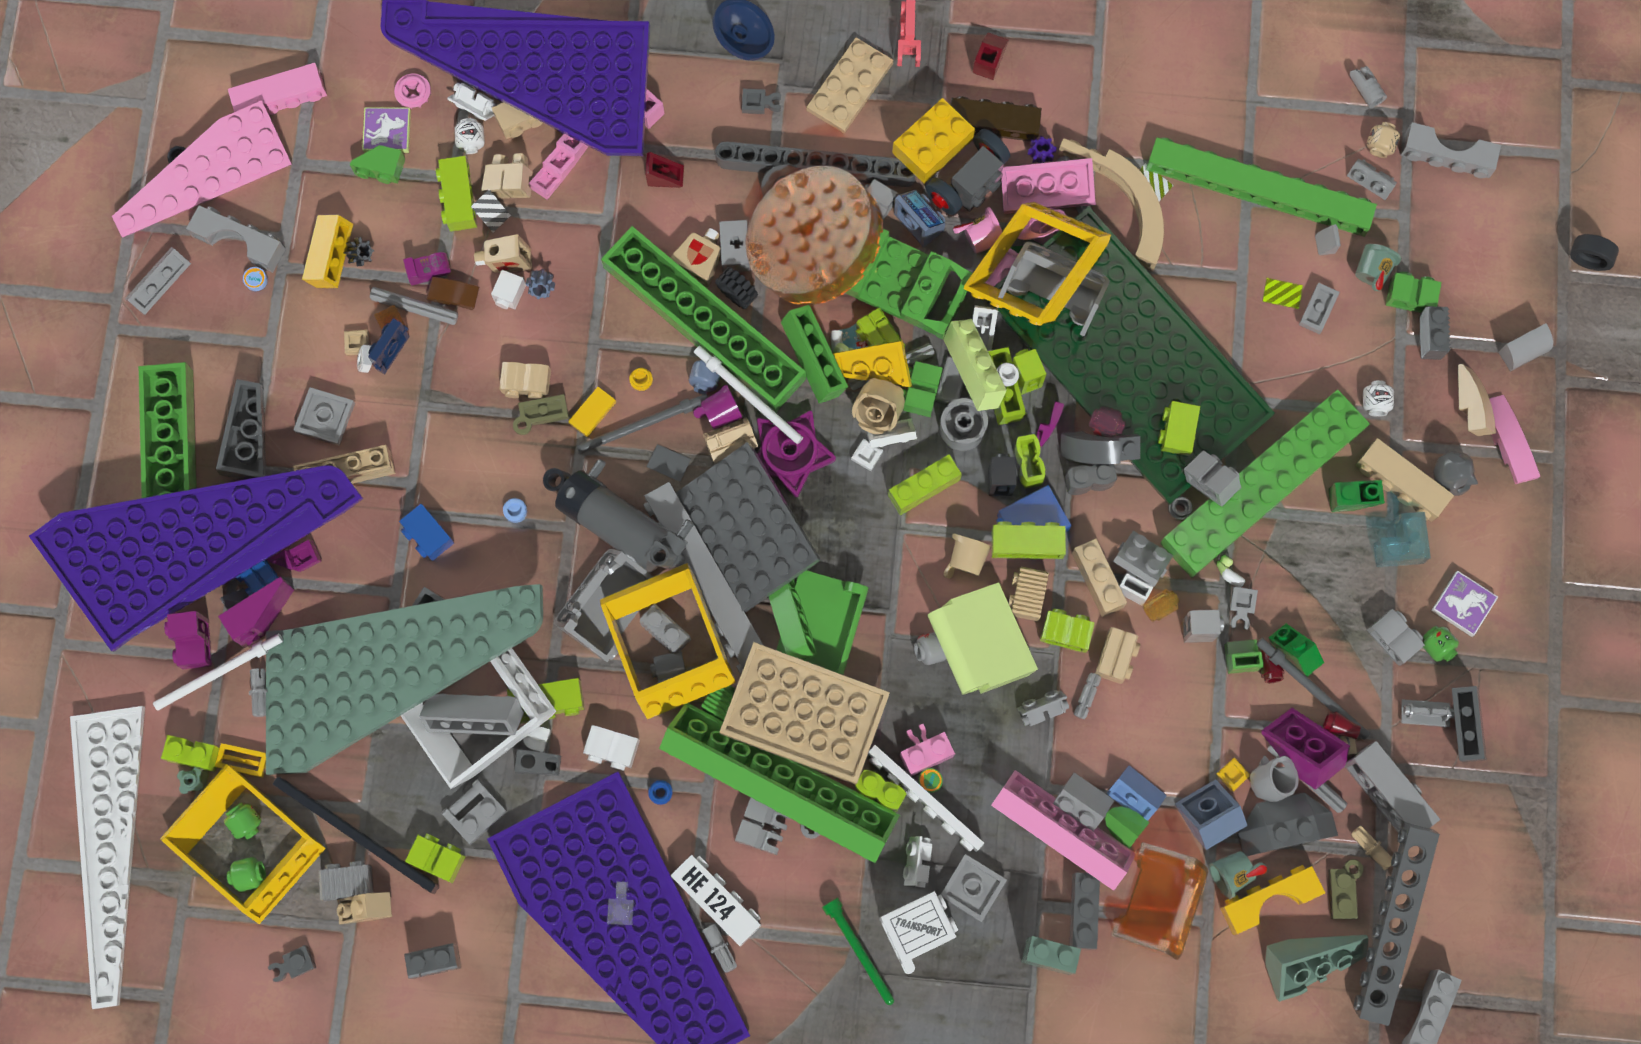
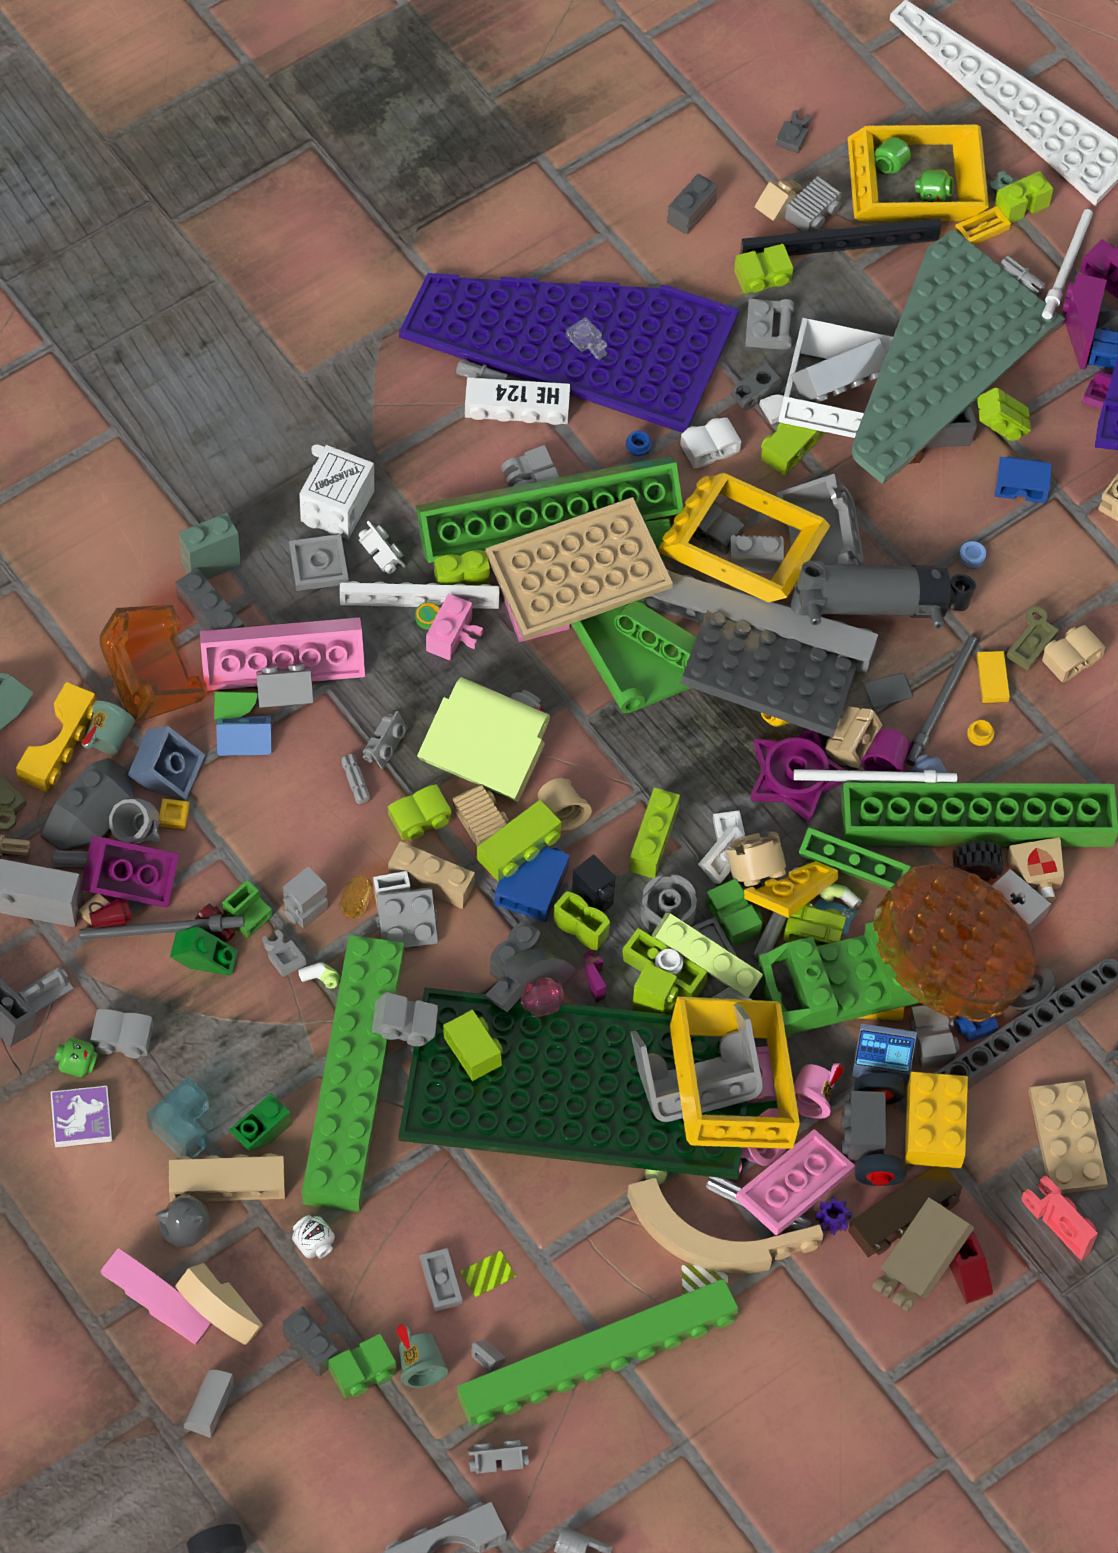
camera: 135 degrees right, 15 degrees down
(393, 584) = (1004, 414): none -> lime brick
(835, 910) = (417, 465): green piece -> none
(1014, 76) = (922, 1254): none -> dark tan tile
(1116, 655) = (358, 825): tan brick -> none
(1183, 501) = (412, 989): dark grey plate -> none
(1383, 140) = (519, 1501): tan head -> none

